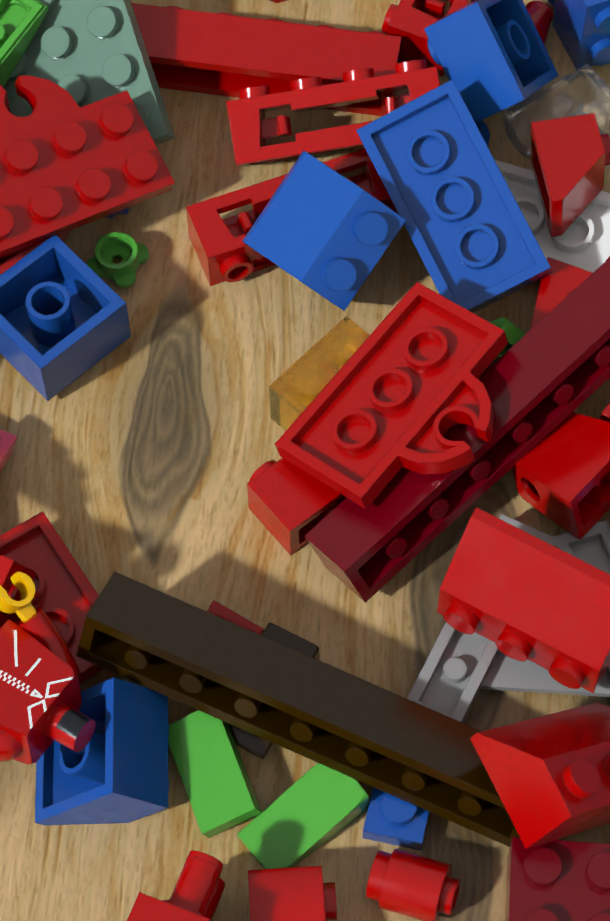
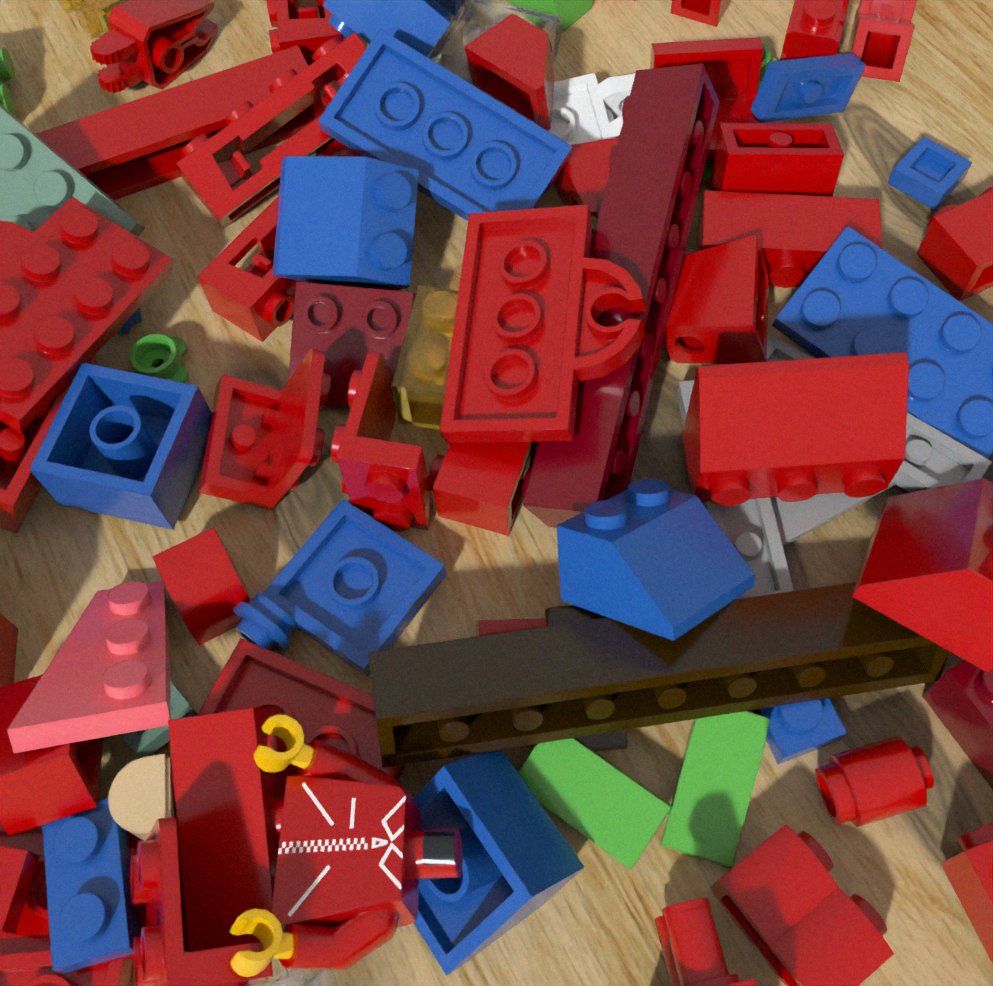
camera: 30 degrees left, 0 degrees up
(43, 458) = (203, 584): none -> red brick
(66, 511) = (264, 623): none -> blue plate
(149, 521) = (355, 585): none -> blue plate
(153, 367) = (264, 435): none -> red bracket
(217, 423) = (377, 474): none -> red bracket
(267, 326) = (347, 326): none -> dark red bracket
(361, 629) = (650, 560): none -> blue slope

